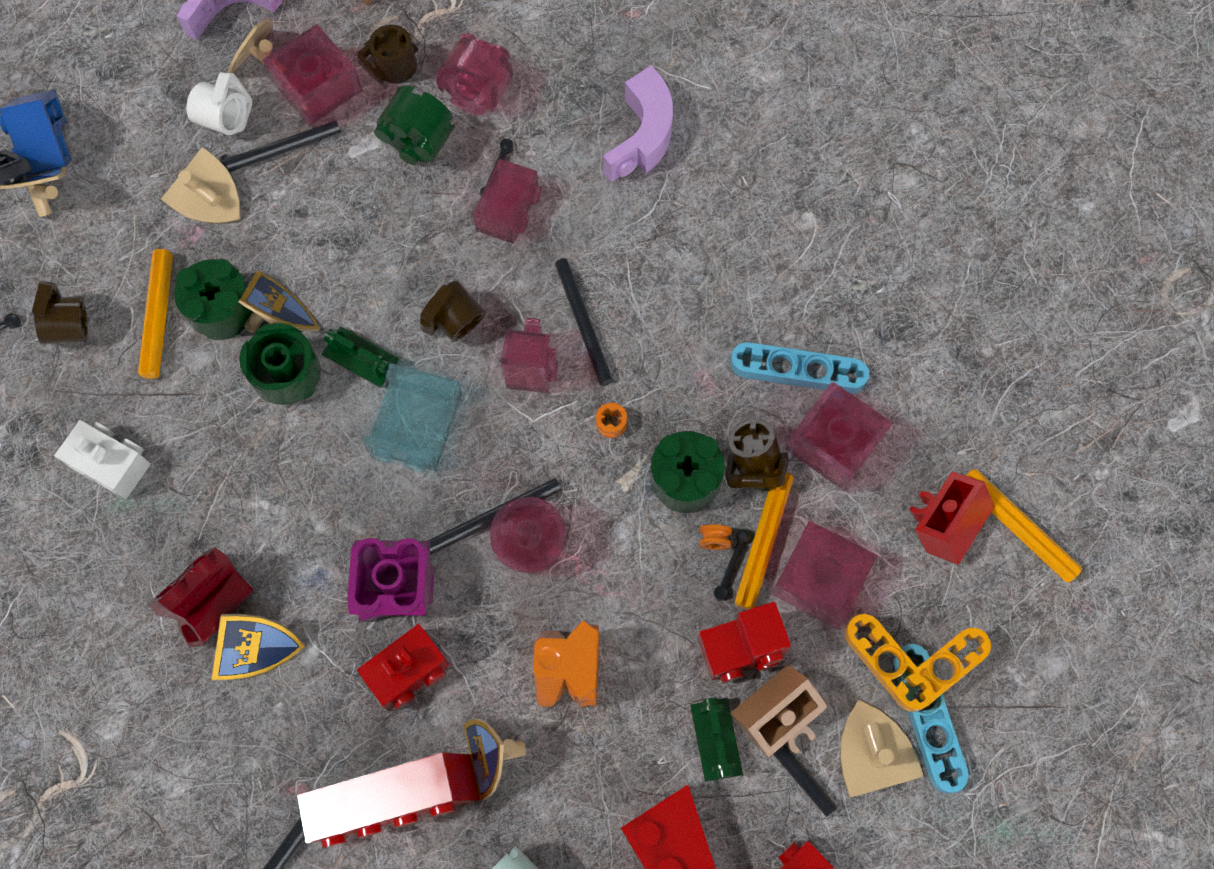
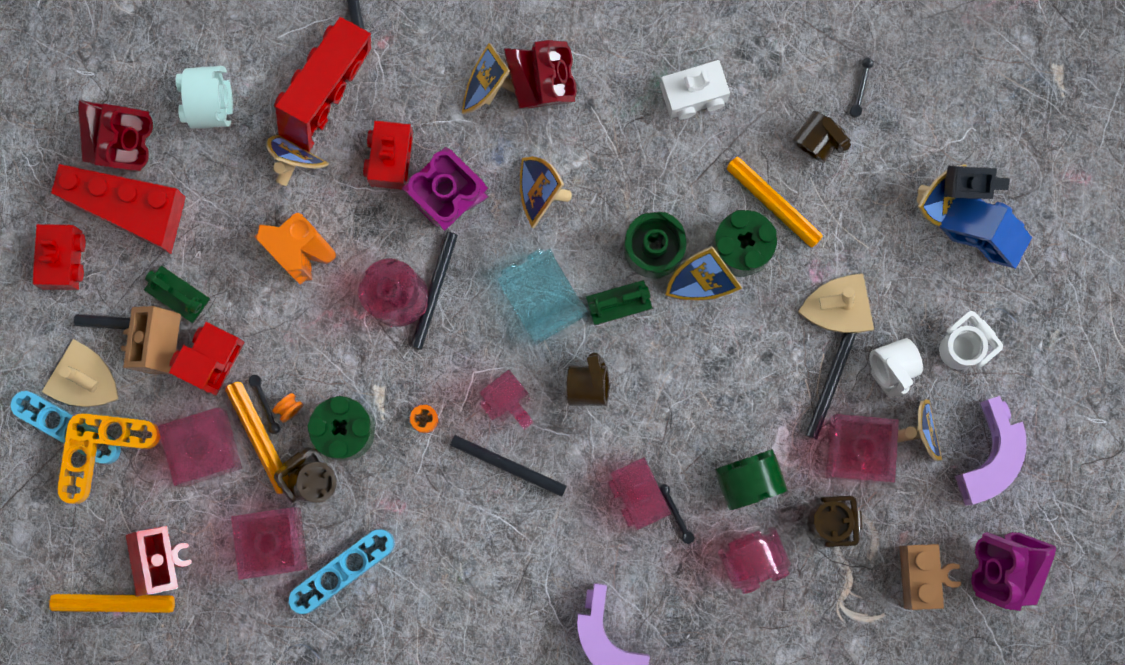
camera: 135 degrees right, 10 degrees up
(155, 70) = (969, 344): none -> white piece
(314, 506) = (539, 187): none -> shield

